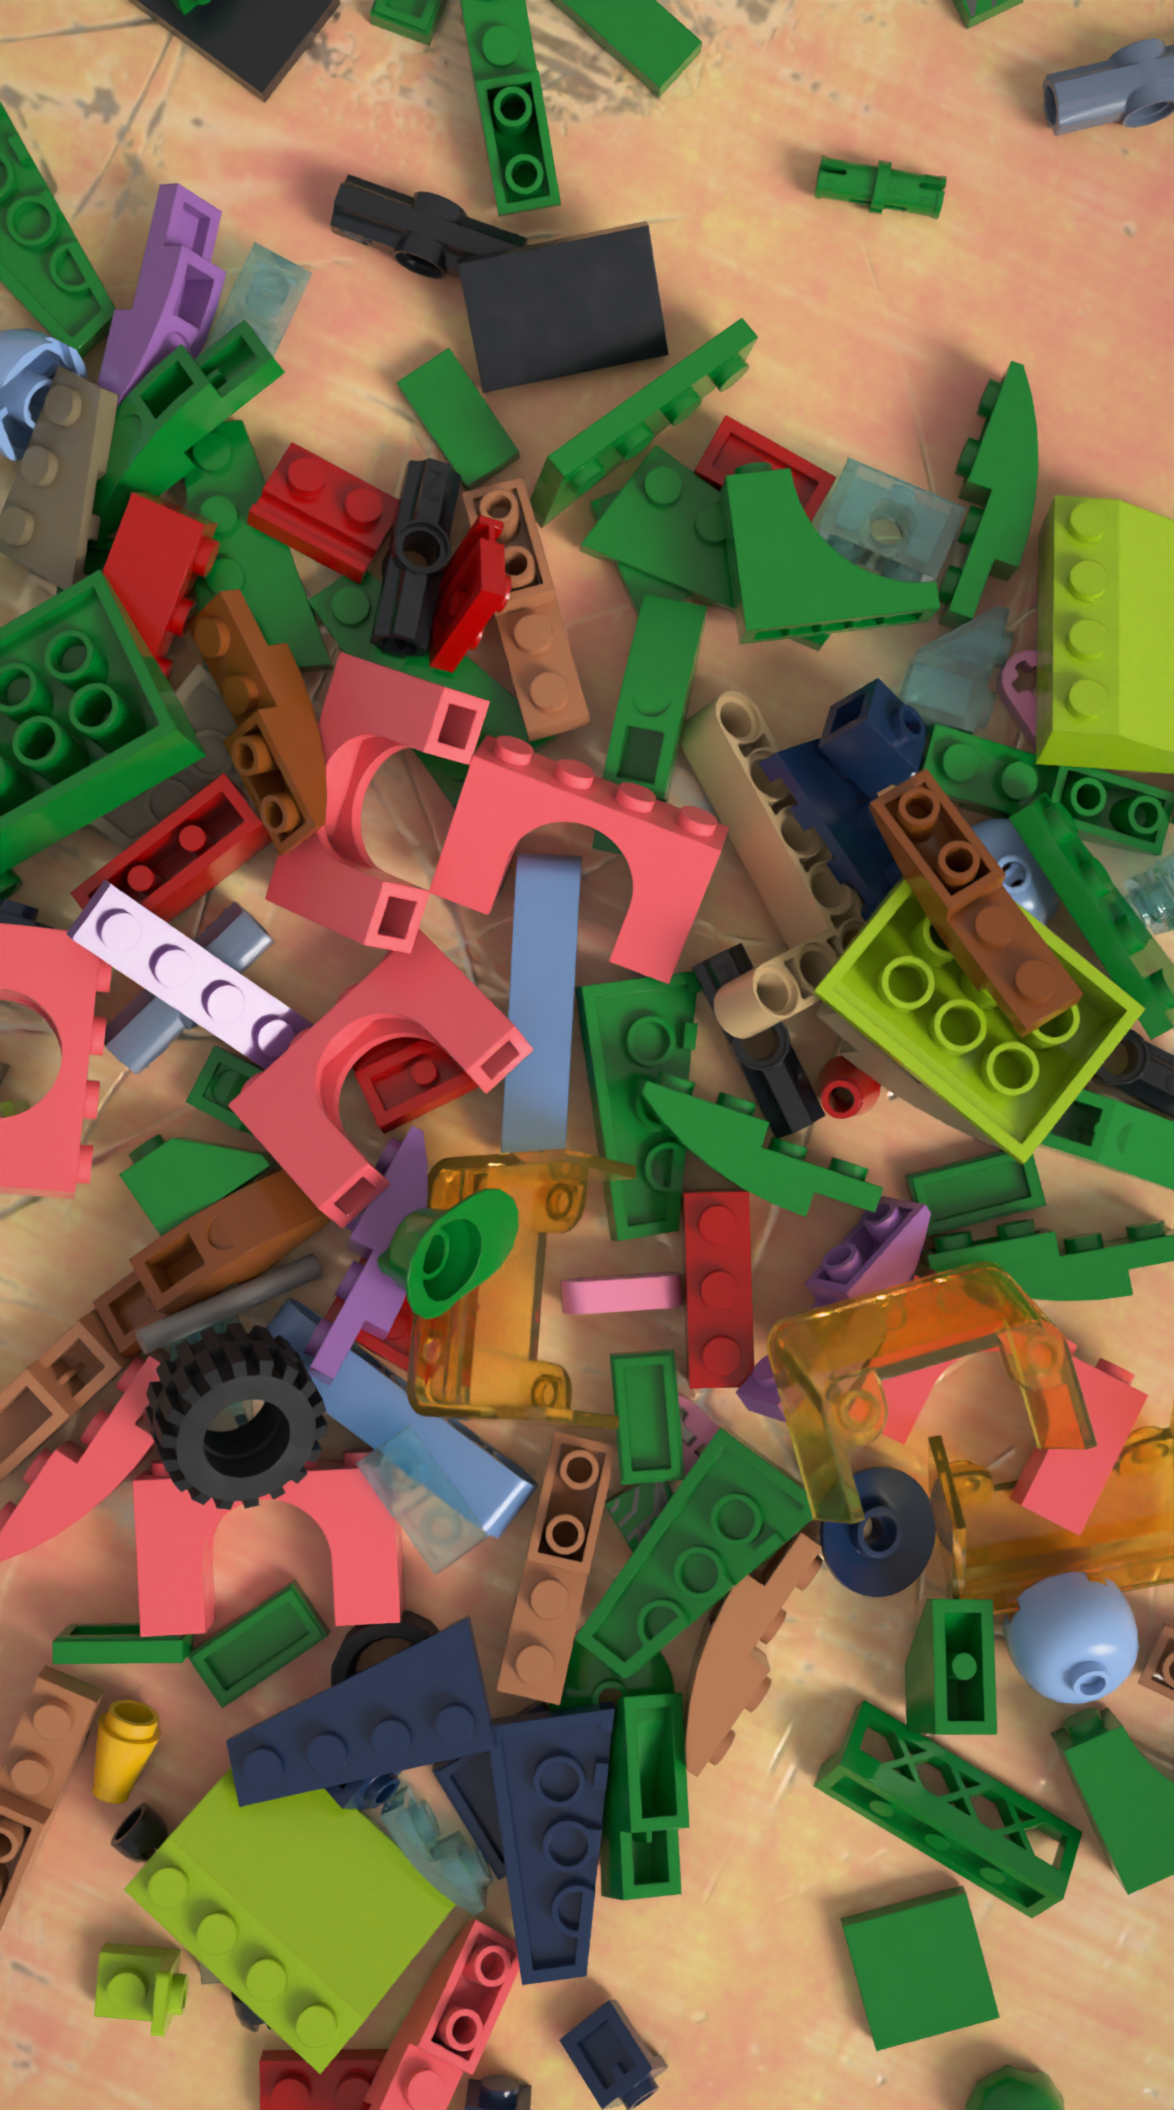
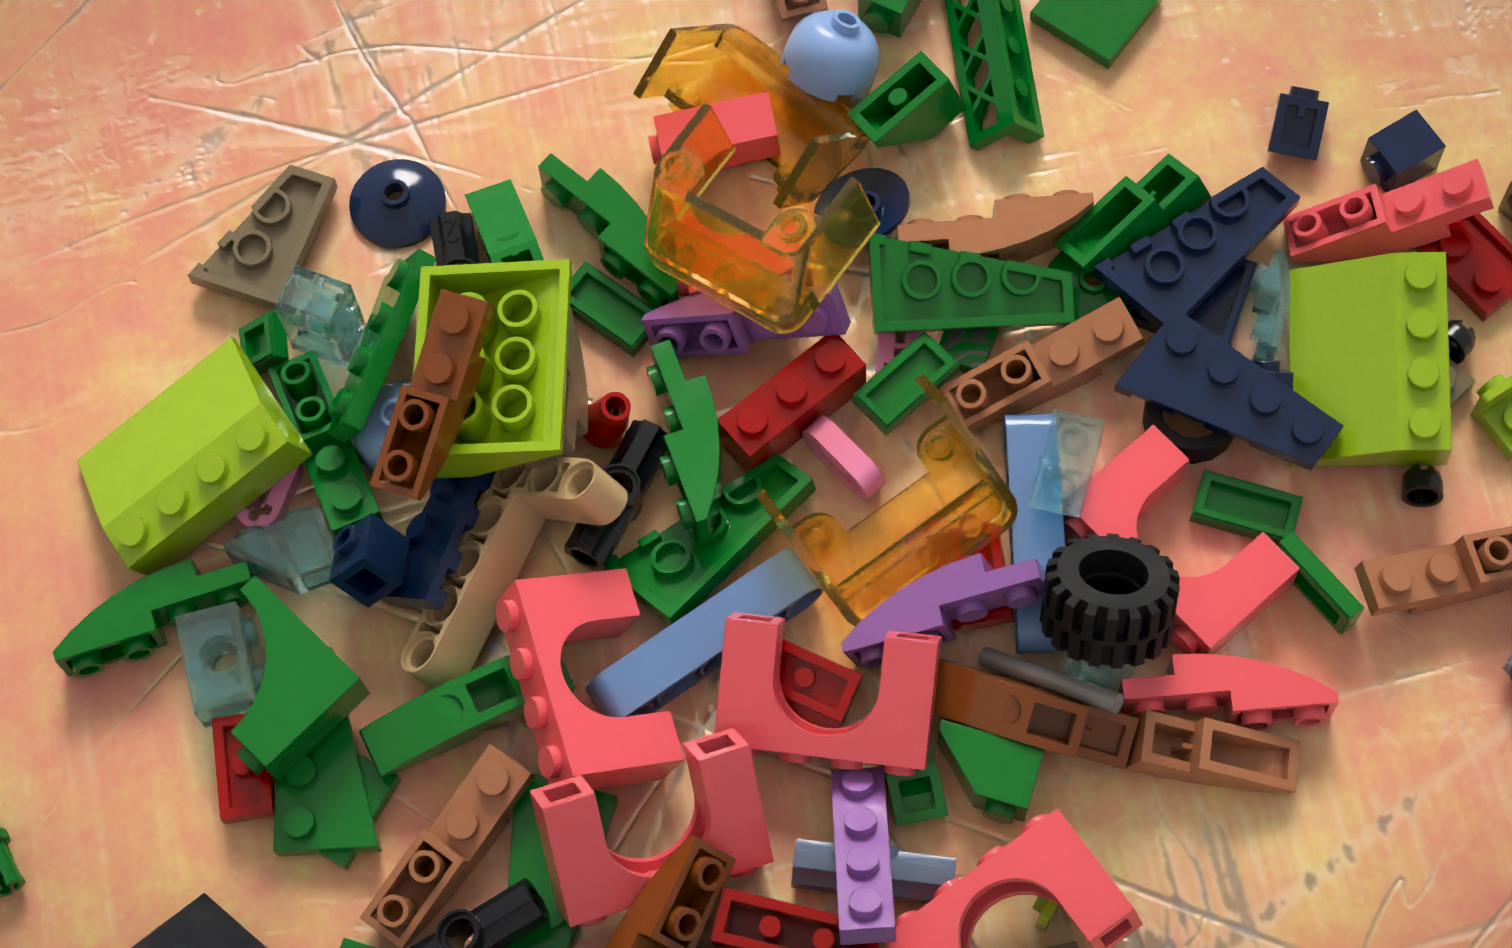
camera: 125 degrees left, 20 degrees down
(123, 1748) = (1380, 534): yellow cone -> none
(450, 1251) = (901, 558): green piece -> none
(469, 594) = (465, 874): red plate -> none
(636, 421) = (270, 867): green wing -> none

